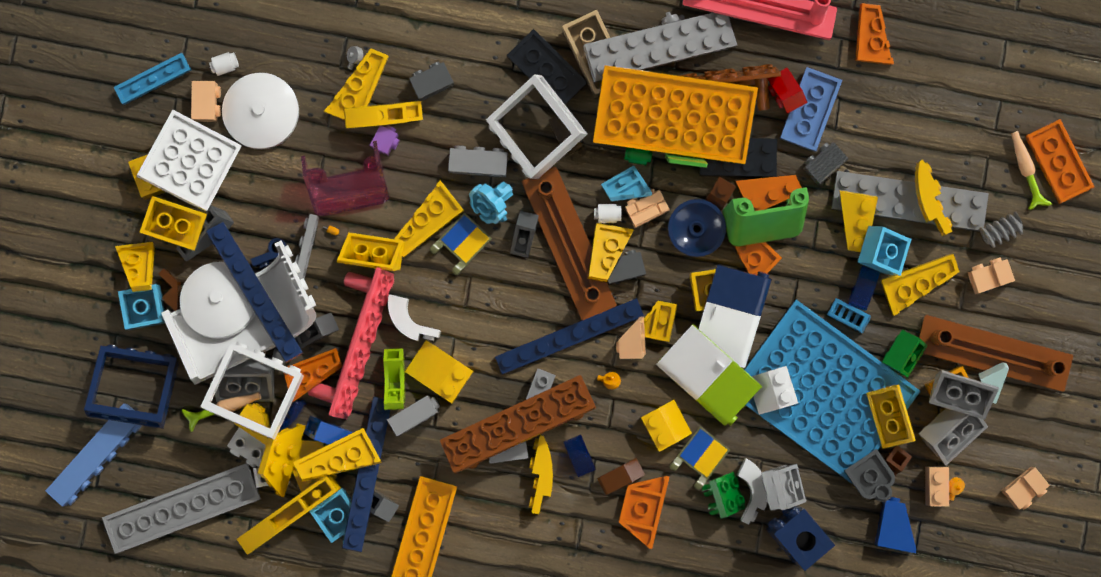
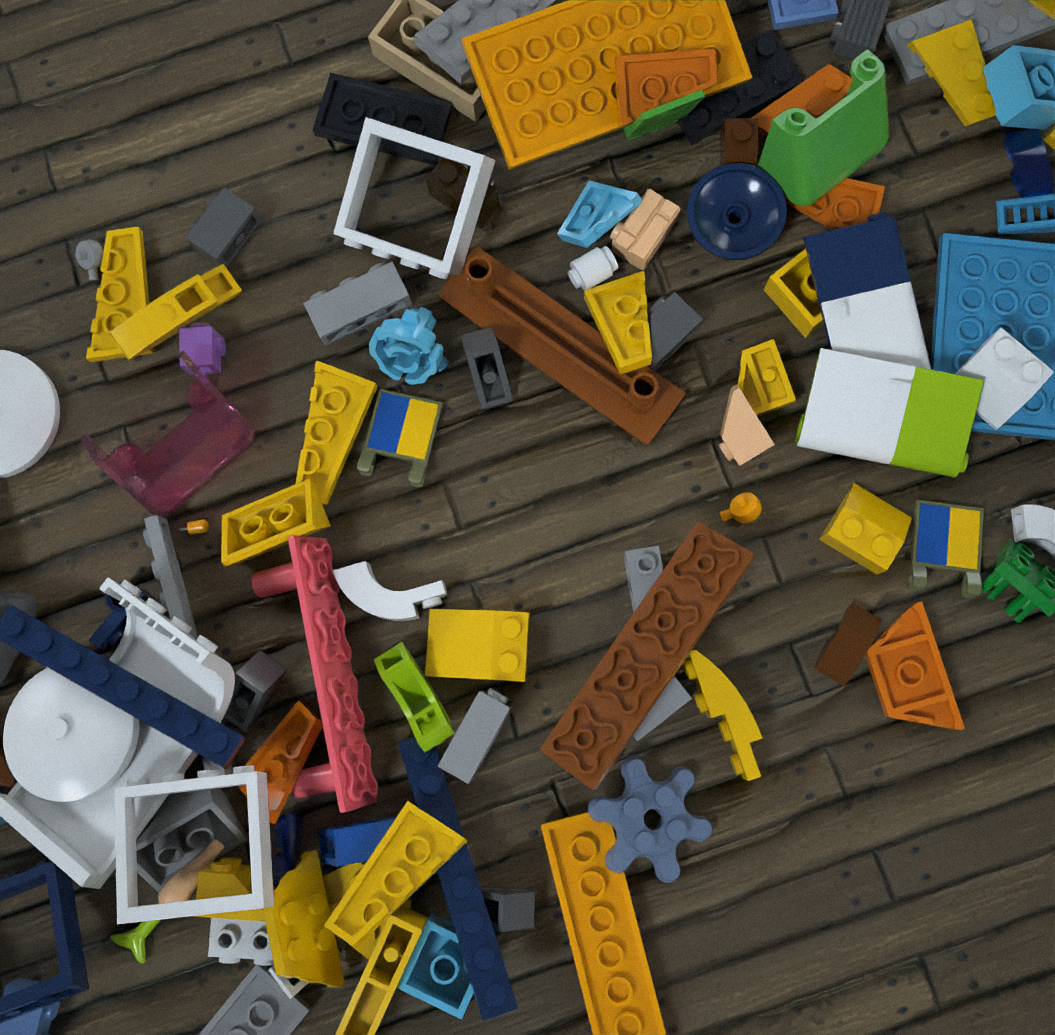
camera: 20 degrees left, 5 degrees down
(465, 494) = (628, 813): none -> sand blue plate
(569, 336) = (641, 480): dark blue plate -> none
(579, 455) = (765, 649): clear blue slope -> none
(638, 156) = (586, 161): green brick -> none
(693, 141) = (659, 78): none -> orange wing

